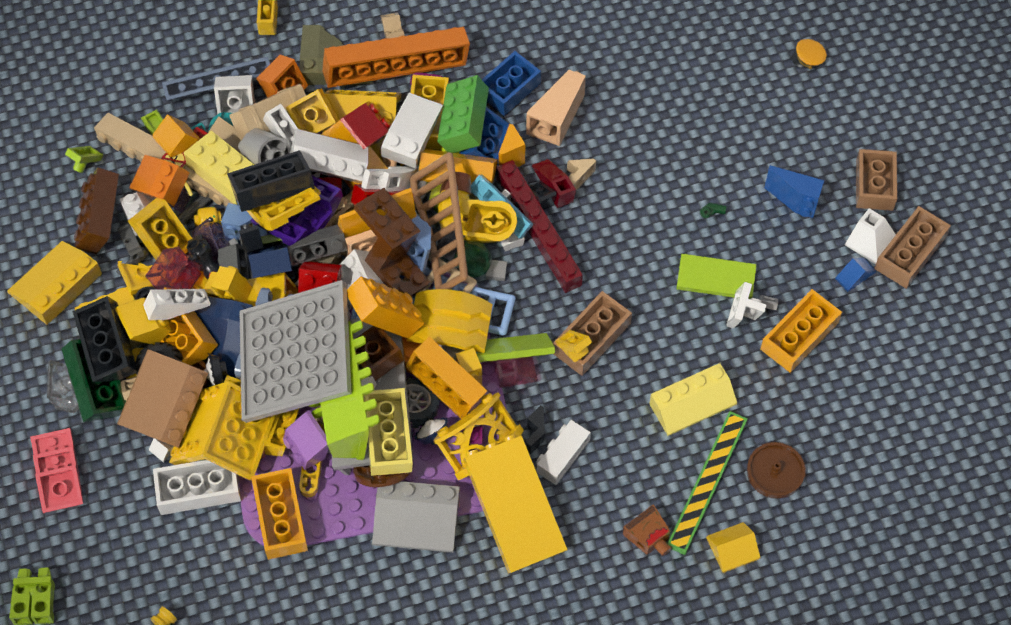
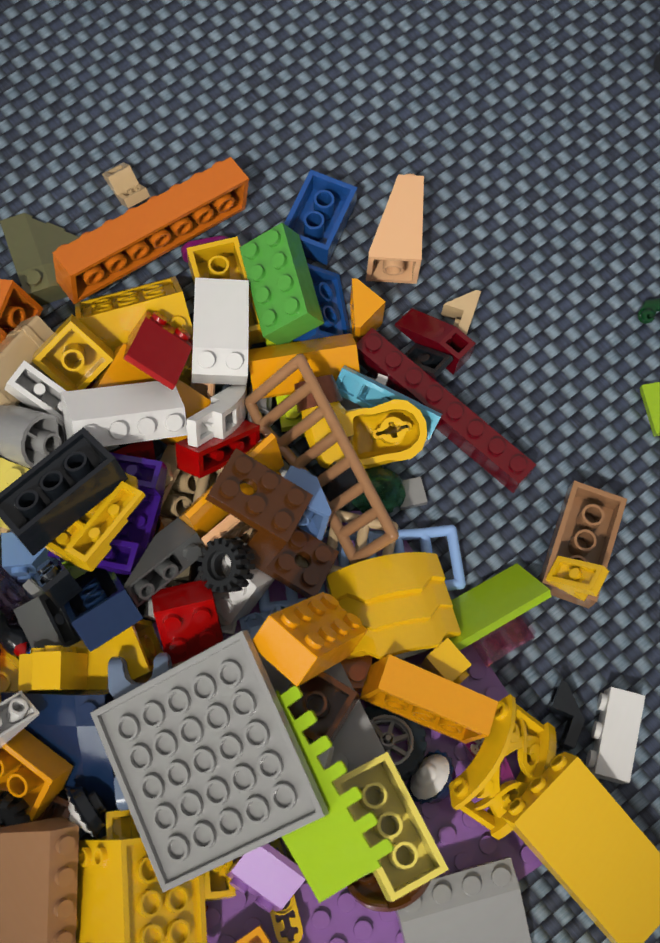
camera: 25 degrees left, 10 degrees up
(362, 255) = (212, 565): none -> black tyre

